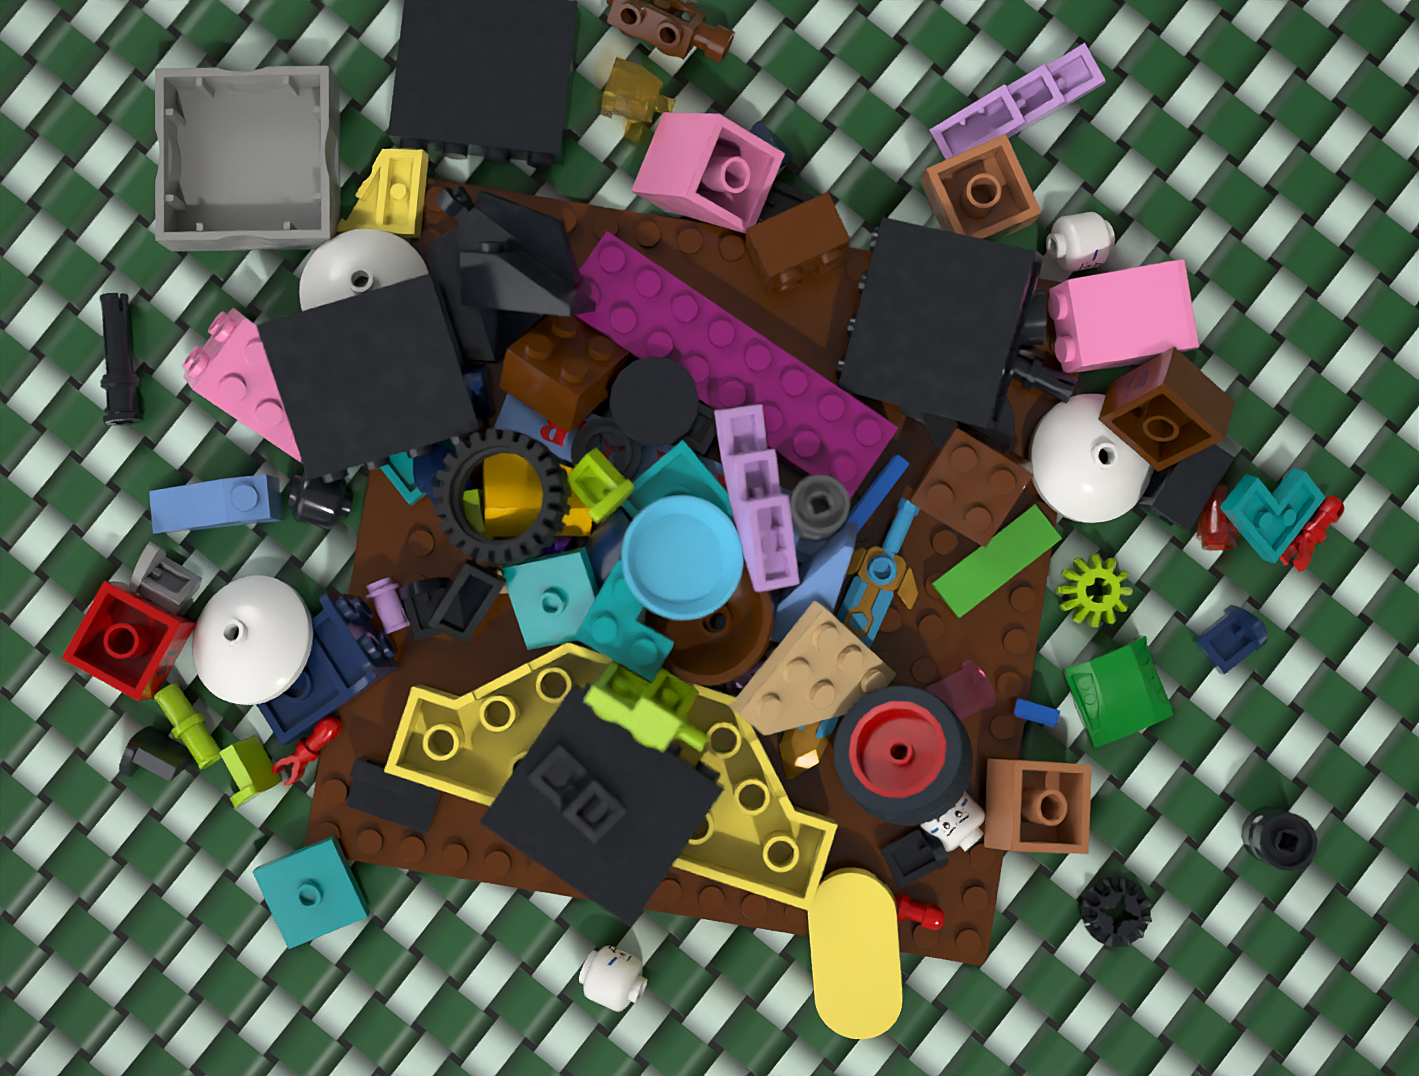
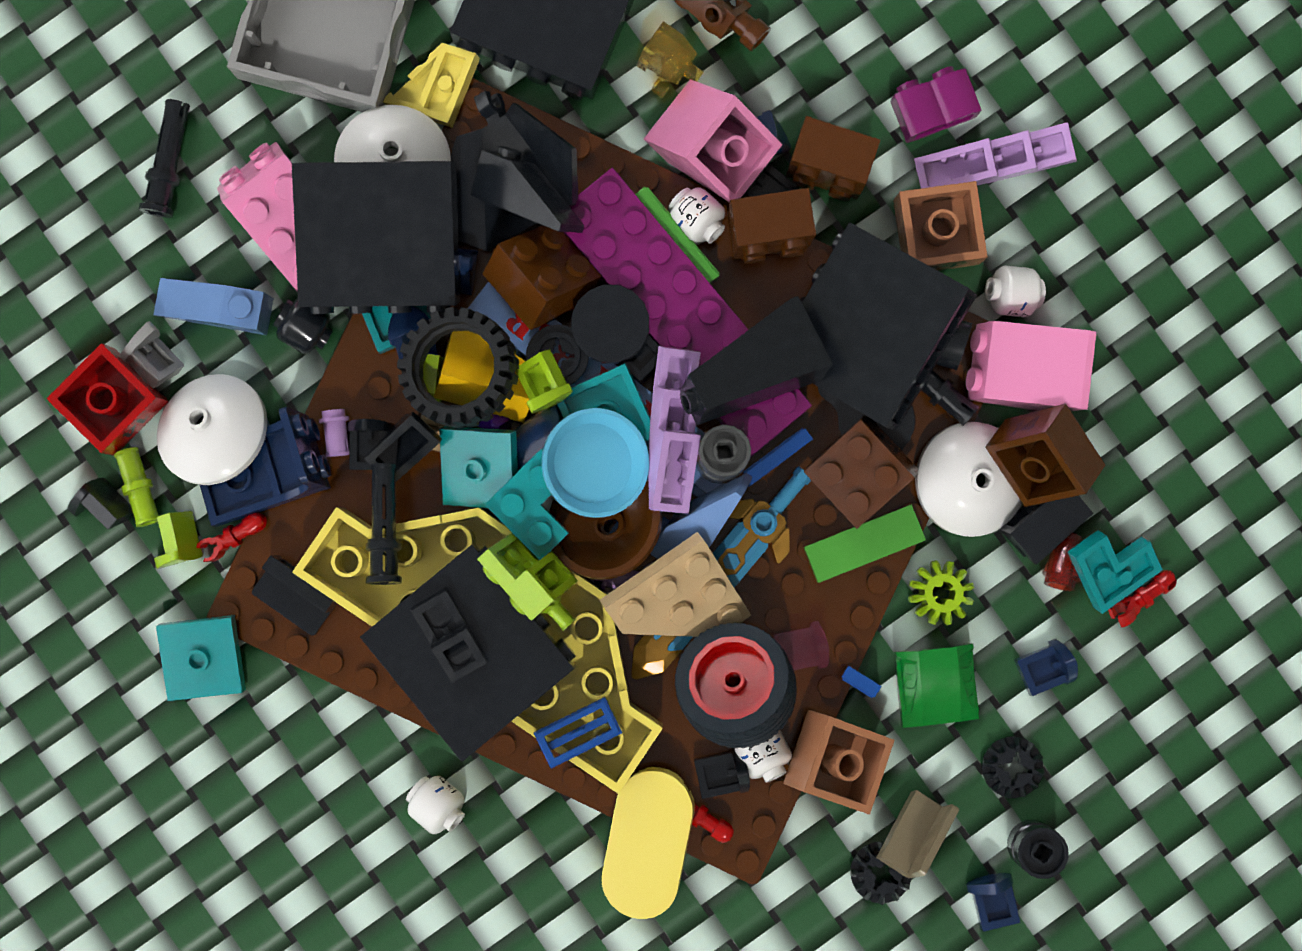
camera: 15 degrees right, 0 degrees up
(455, 638) = (383, 477): none -> black pin
(699, 283) = (686, 245): none -> bright green tile
(713, 258) = (698, 215): none -> white head
(773, 831) = (608, 716): none -> blue tile
(831, 399) = (757, 366): none -> black slope
(842, 154) = (832, 159): none -> reddish brown brick
(936, 64) = (935, 104): none -> magenta brick
(1145, 861) = (917, 835): none -> dark tan panel
(1210, 744) = (1002, 752): none -> black gear
(1247, 907) = (994, 901): none -> dark blue tile

